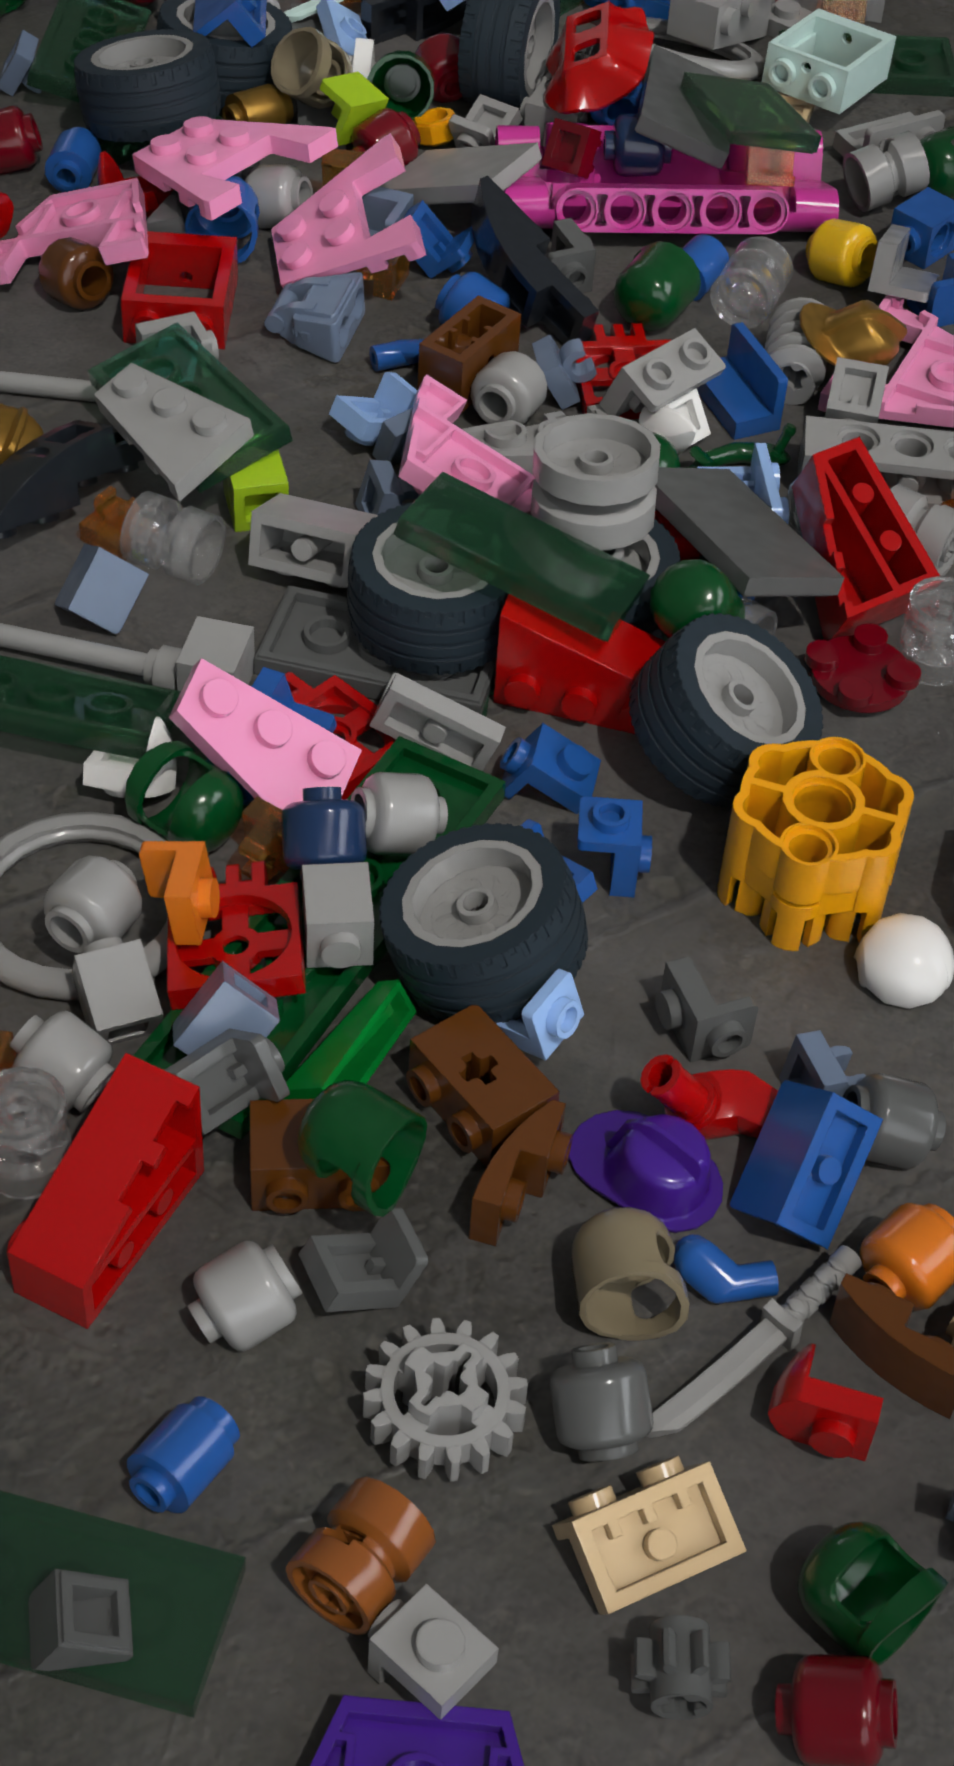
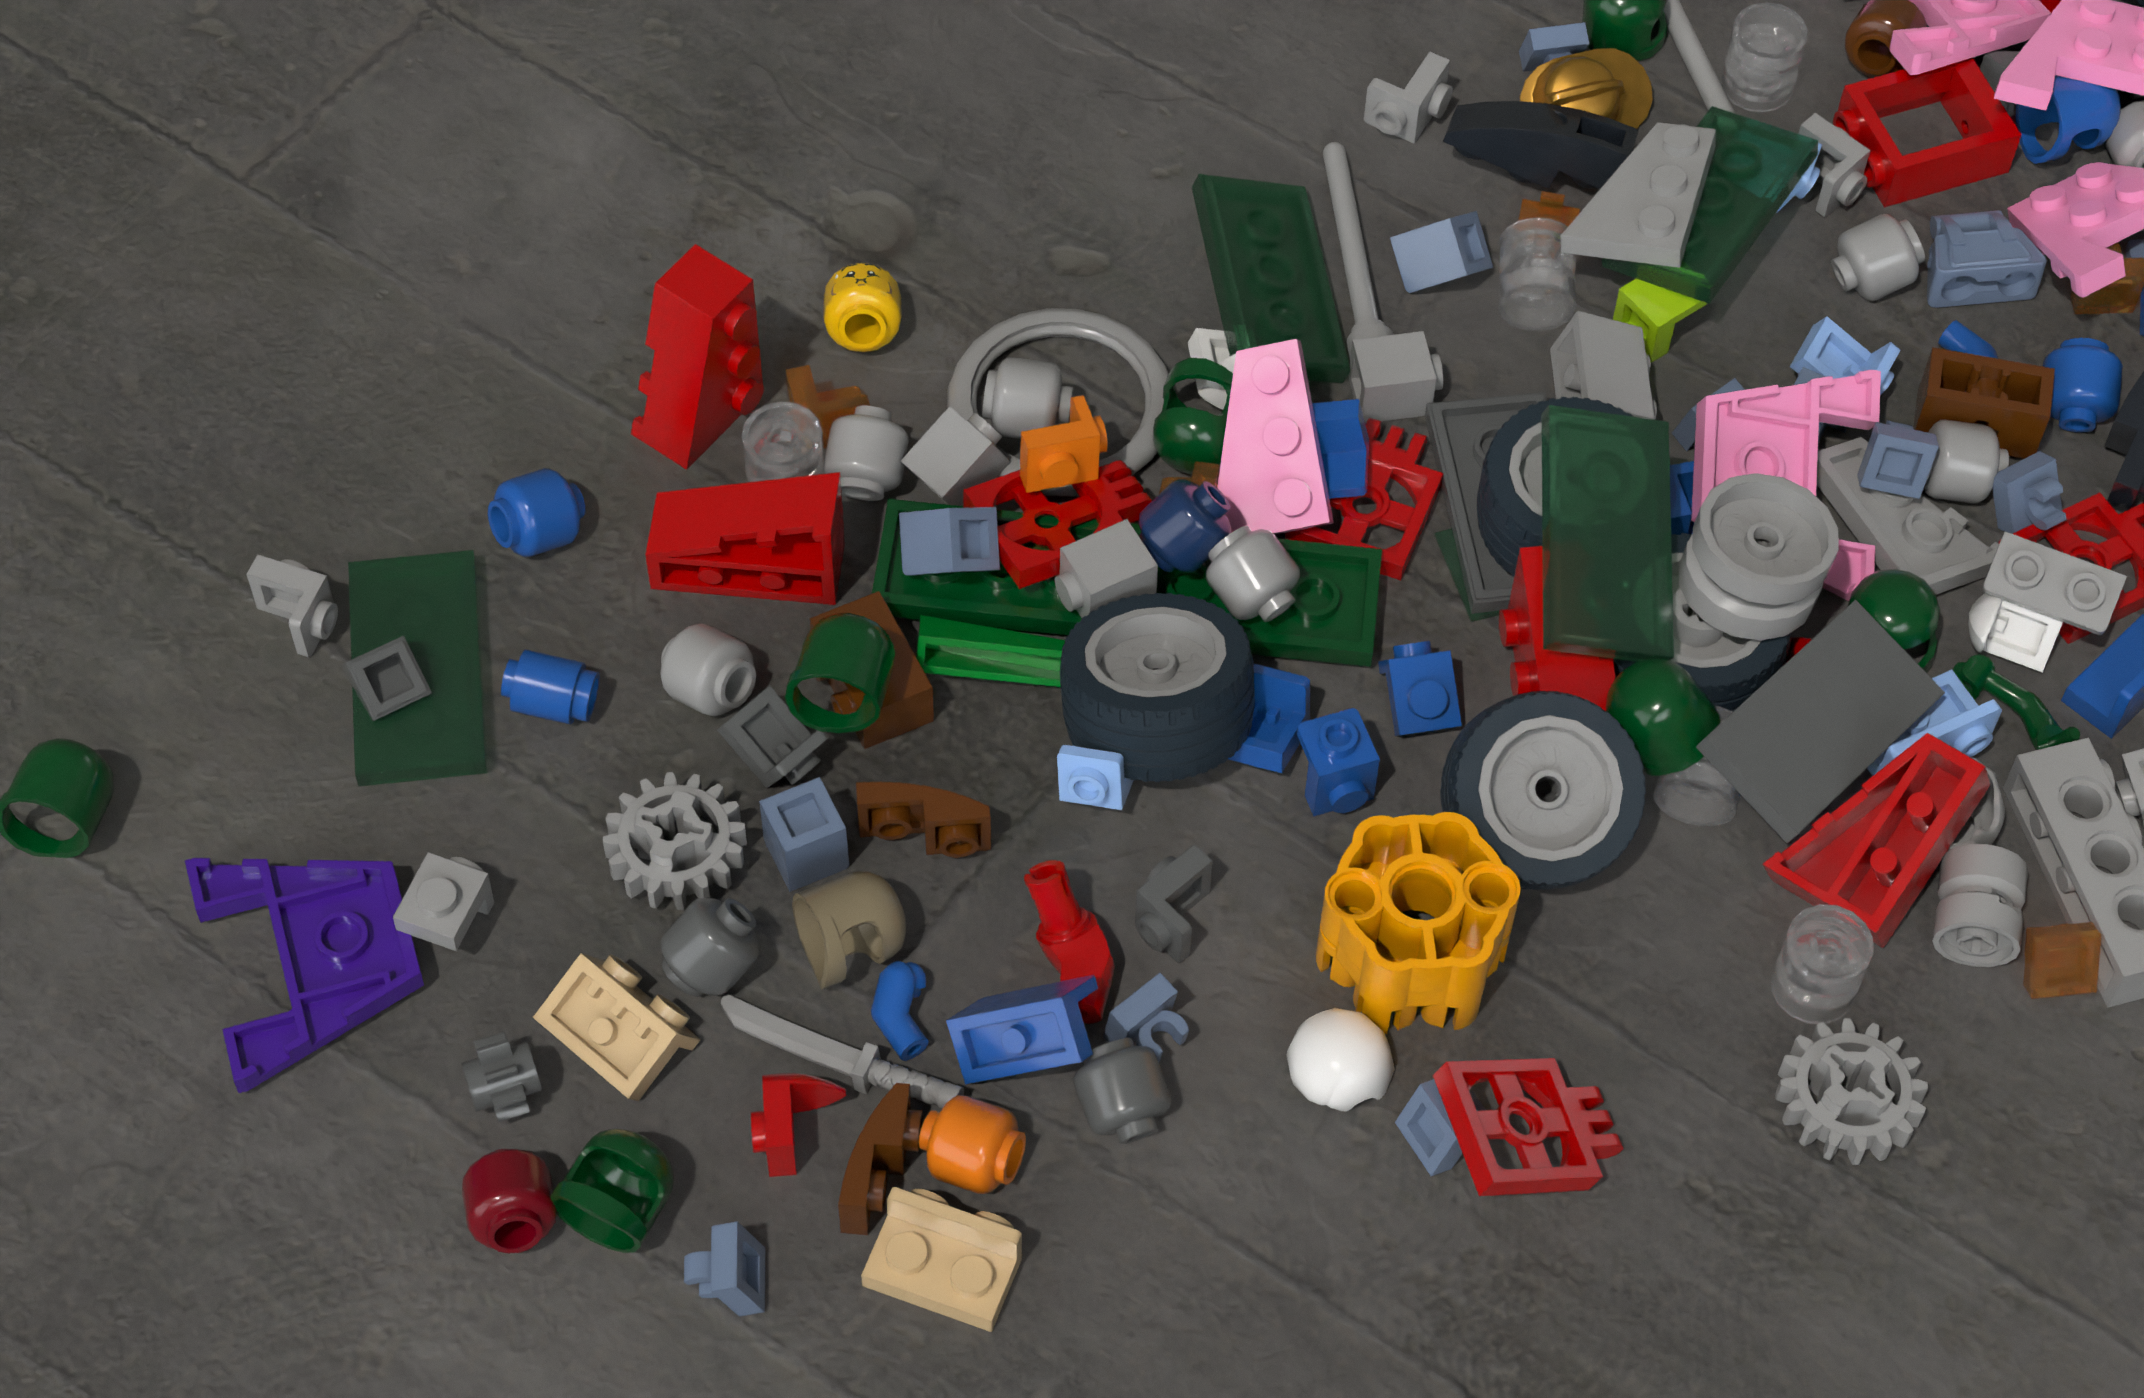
camera: 70 degrees right, 10 degrees up
(49, 332) = (1764, 57): none -> clear wheel
(231, 1073) = (884, 561): dark grey bracket -> none
(286, 357) = (1878, 257): none -> light grey head
(352, 1565) = (508, 830): dark orange wheel -> none
(436, 722) = (1422, 572): light grey panel -> none
(476, 1081) = (1003, 753): reddish brown brick -> none
(498, 1274) = (804, 834): none -> sand blue panel
(503, 407) = (1897, 459): none -> sand blue tile
(649, 1166) = (987, 925): dark purple piece -> none
(861, 670) = (1732, 914): dark red piece -> none

